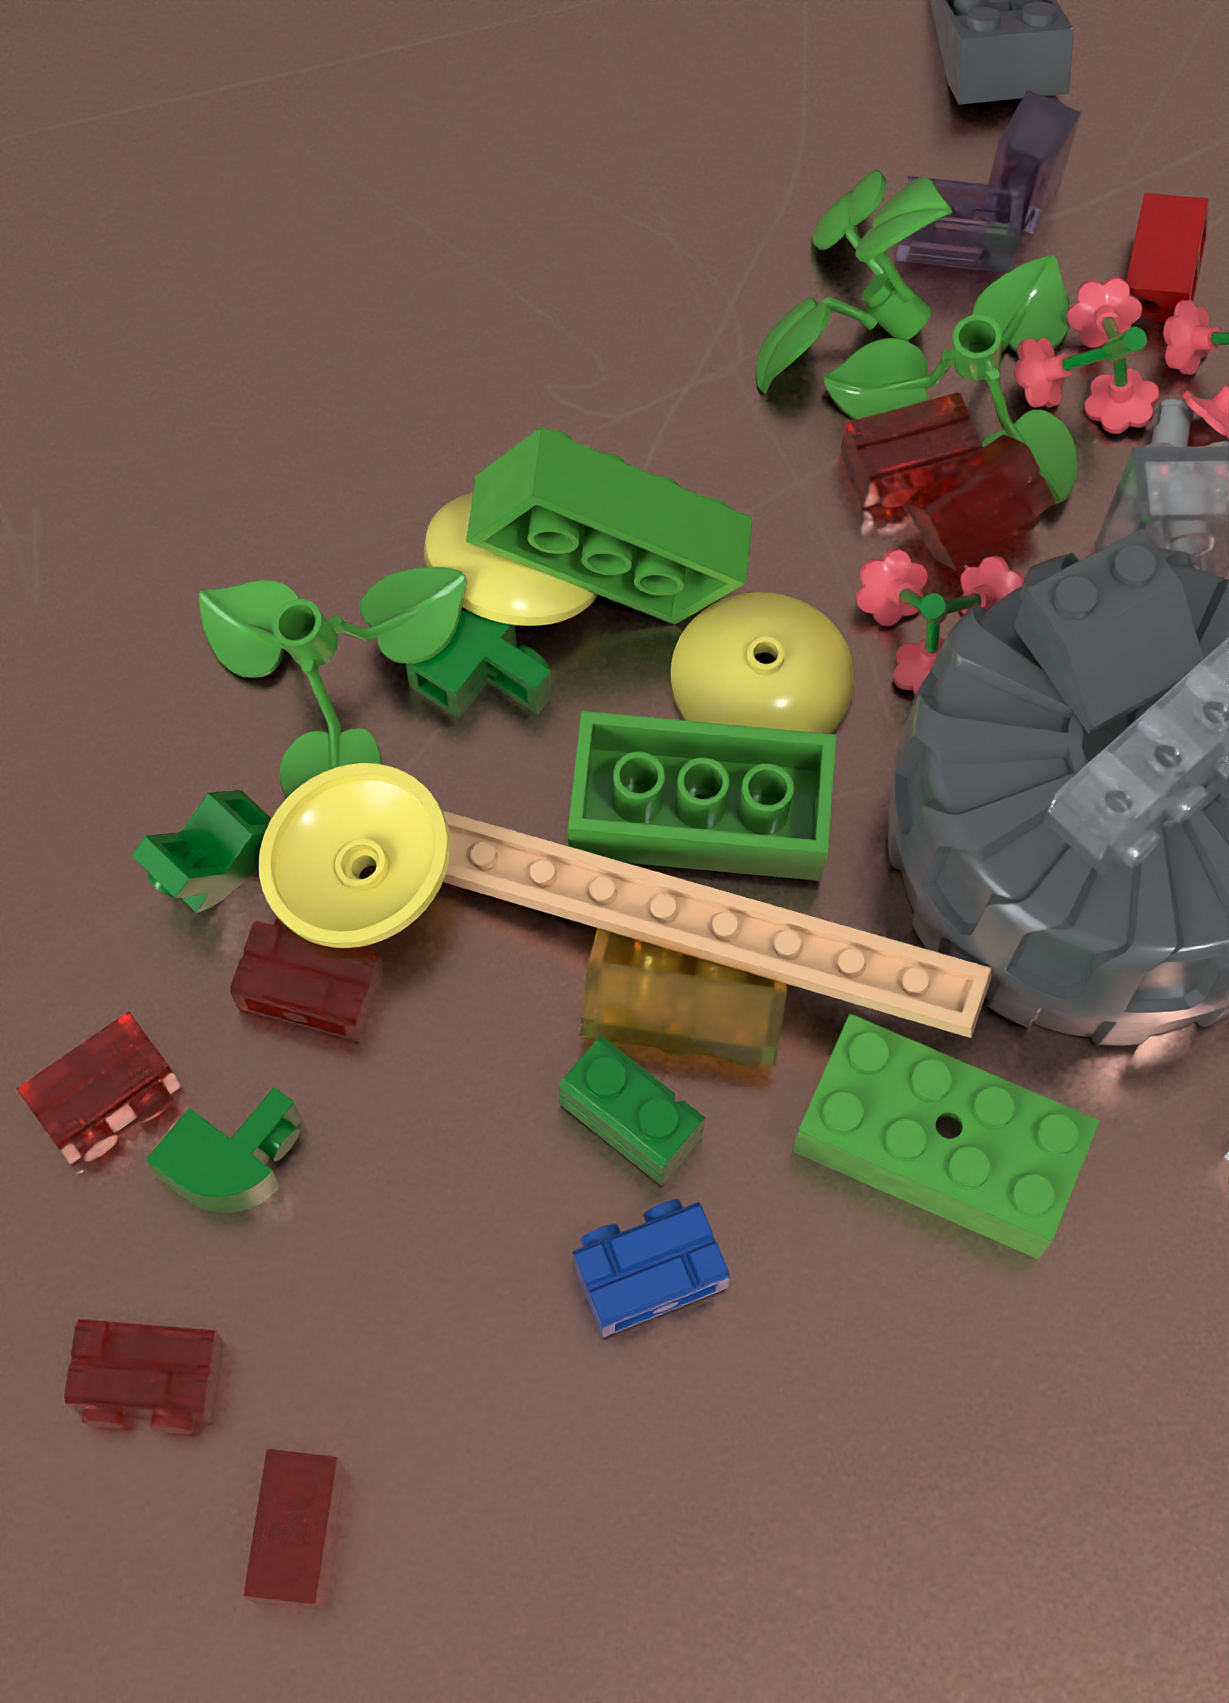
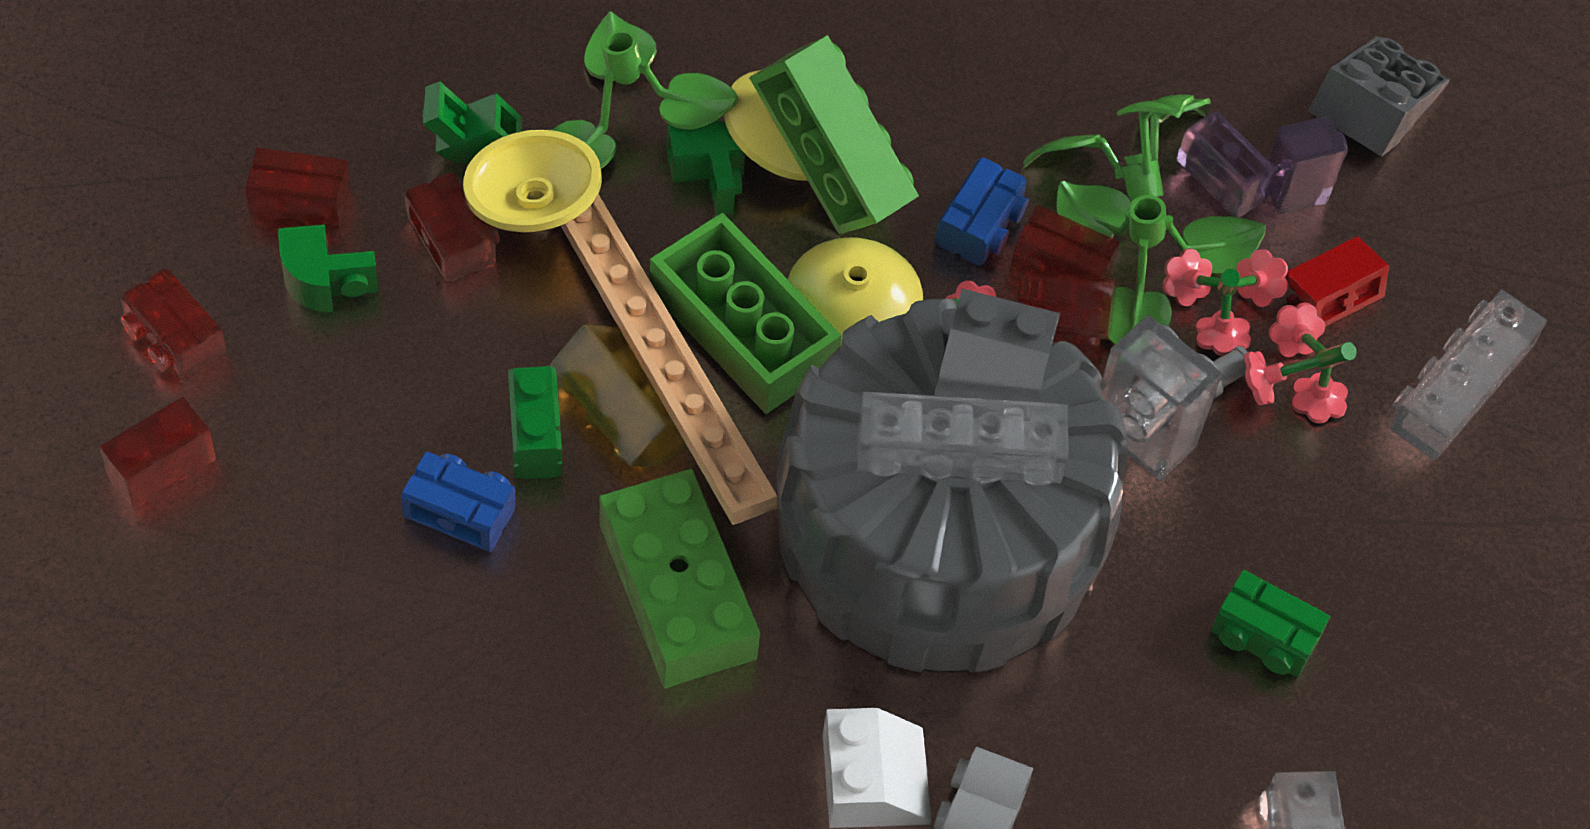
camera: 40 degrees right, 10 degrees down
(792, 477) = (981, 212): none -> blue brick

